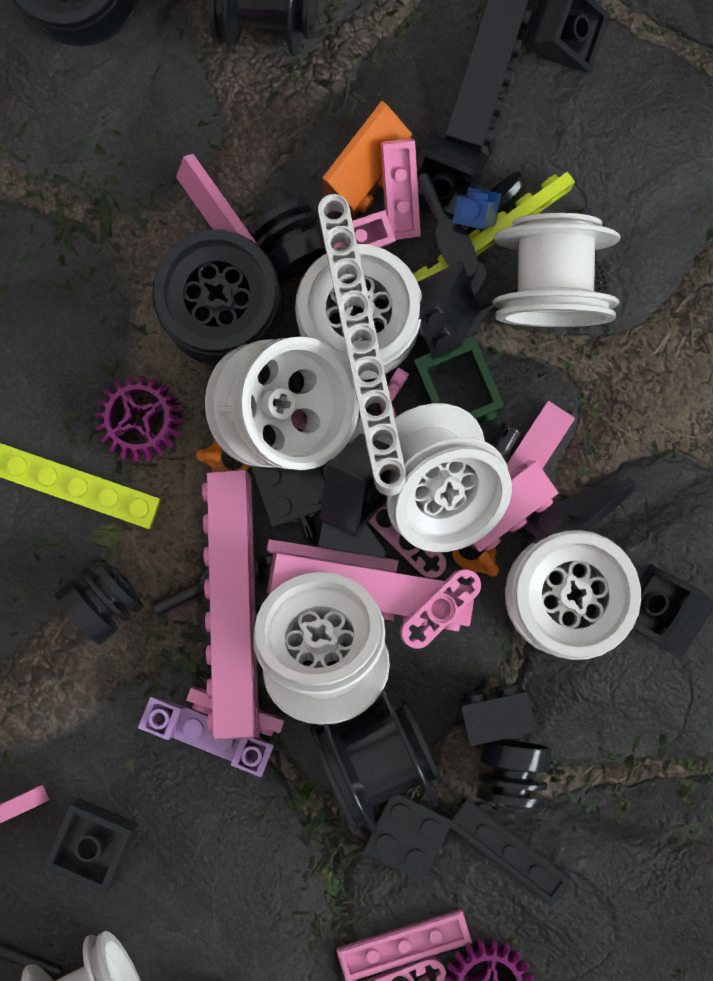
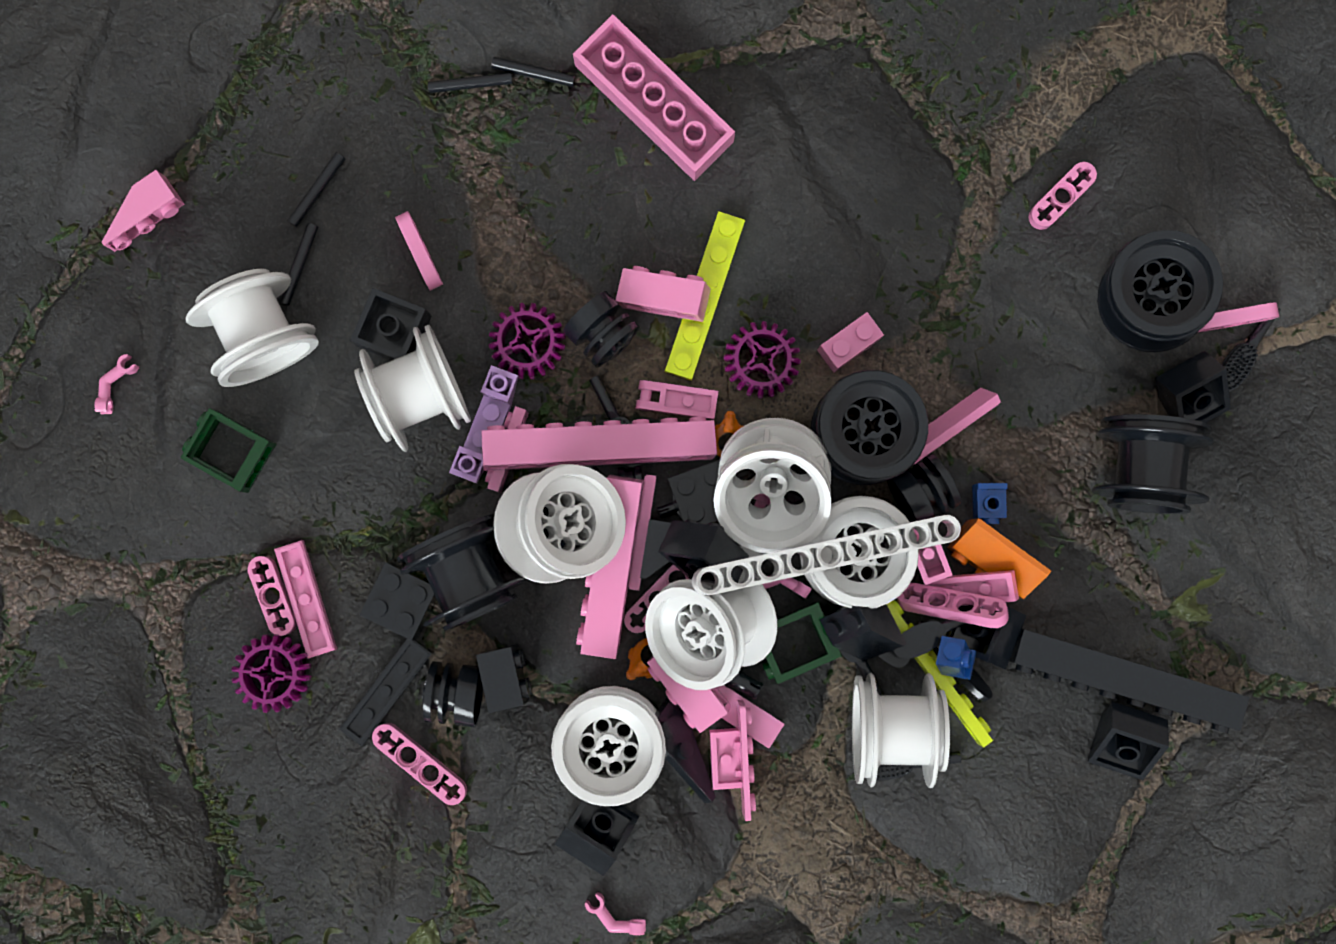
camera: 90 degrees right, 0 degrees up
(60, 529) = (663, 293): none -> bright pink brick
(104, 672) = (538, 335): none -> magenta gear
(121, 318) = (850, 342): none -> bright pink brick
(163, 821) = (410, 389): none -> white wheel
(182, 514) = (677, 400): none -> bright pink plate
(297, 178) = (981, 494): none -> blue brick
(413, 210) = (953, 600): none -> bright pink beam
(464, 597) = (582, 628): bright pink beam -> none
(587, 460) = (730, 759): none -> bright pink bracket
(587, 809) = (422, 759): none -> bright pink beam

